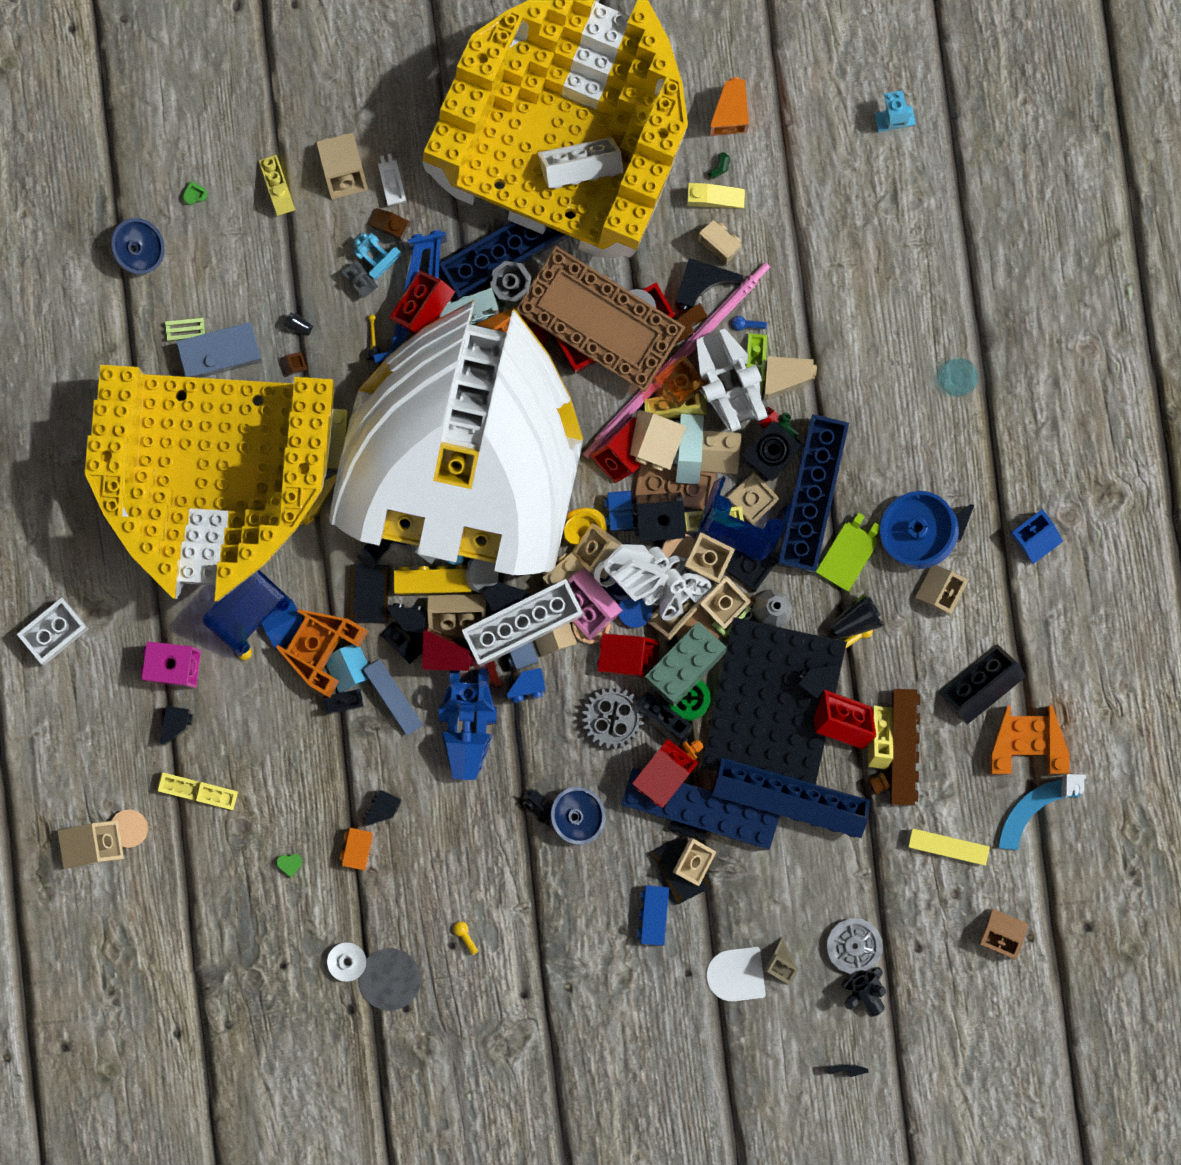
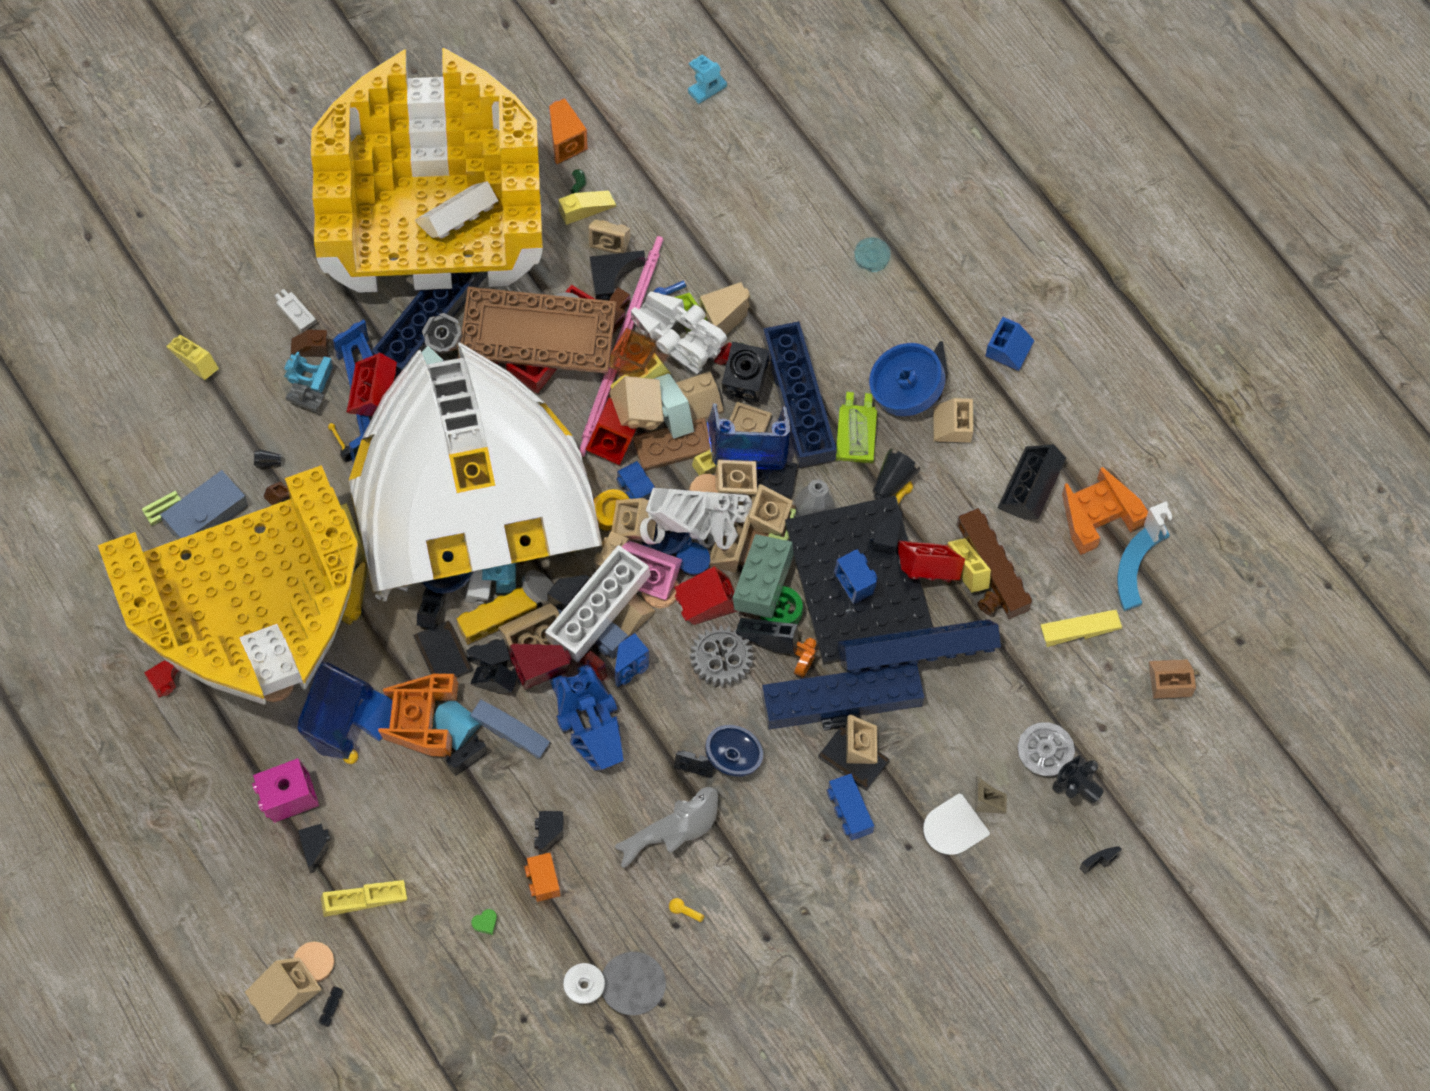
camera: 25 degrees left, 20 degrees down
(52, 631) = (157, 815): white brick -> none
(125, 875) = (330, 1006): none -> black axle
(146, 242) = (86, 455): dark blue dish -> none
(194, 193) = (120, 395): bright green tile -> none
(342, 166) = (245, 316): tan slope -> none
(502, 863) = (685, 824): none -> light grey piece
(651, 506) = (664, 472): black brick -> none
(664, 773) = (794, 672): red slope -> none
(766, 709) = (855, 576): none -> blue brick
(845, 562) = (857, 433): none -> clear tile

